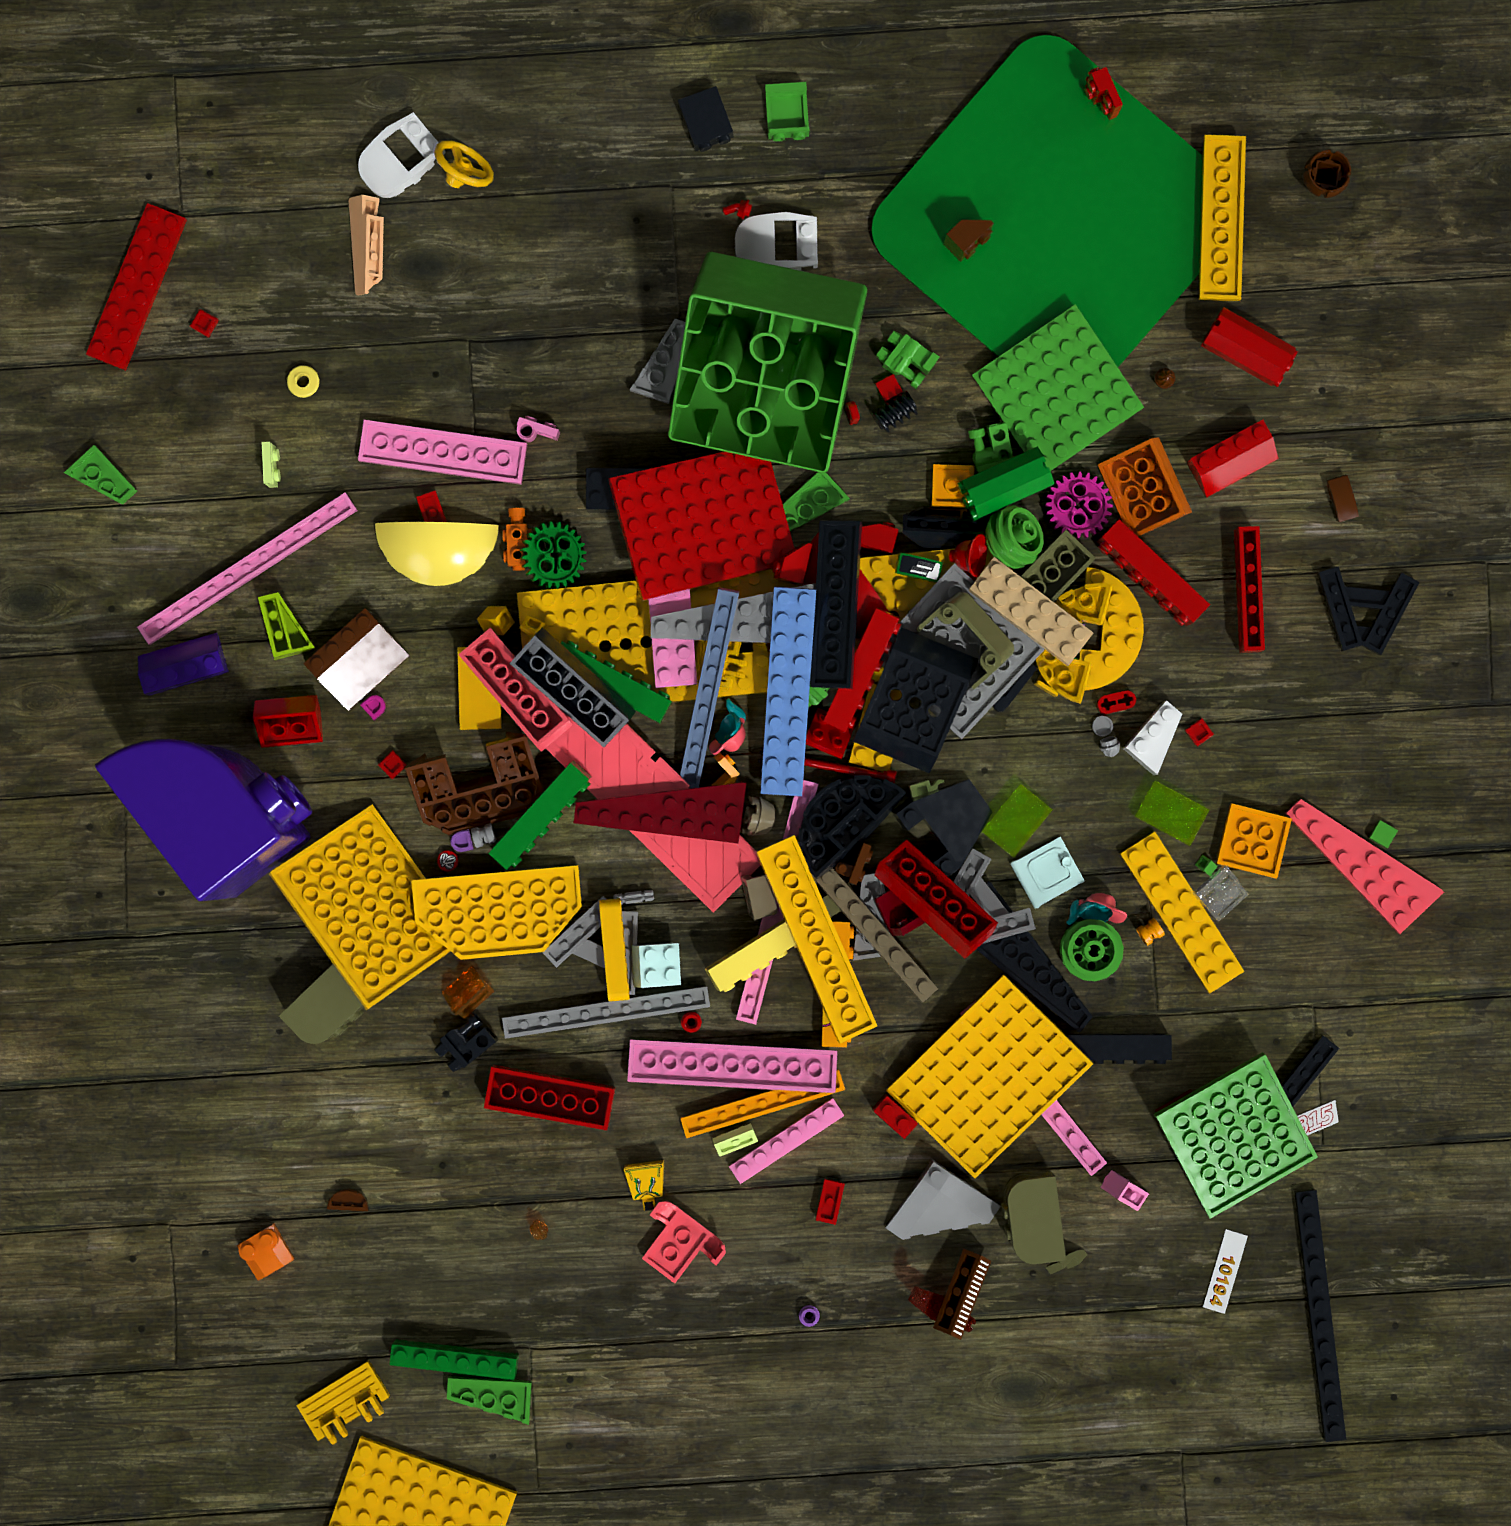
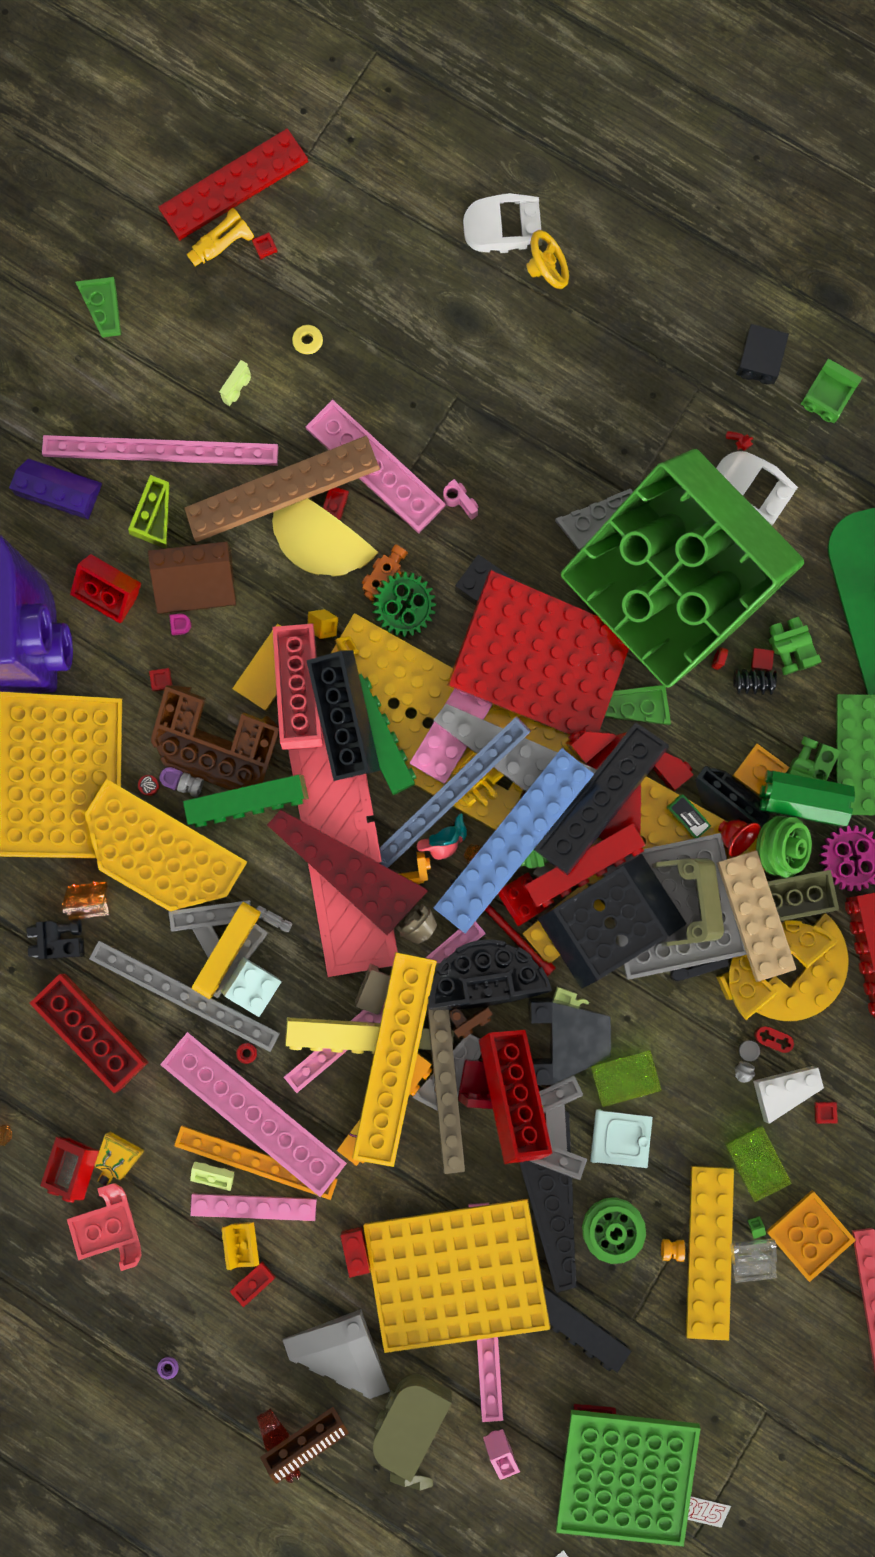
camera: 35 degrees right, 5 degrees down
(158, 356) = (210, 244): none -> yellow piece
(366, 242) = (432, 269): light nougat wedge -> none
(377, 529) = (281, 488): none -> medium nougat plate
(614, 1217) = (69, 1169): none -> red window
(759, 725) = (471, 851): none -> clear orange plate
(798, 1178) = (240, 1245): none -> yellow bracket
(1098, 907) = (642, 1197): hair -> none
(1309, 1068) = (727, 1463): black plate -> none

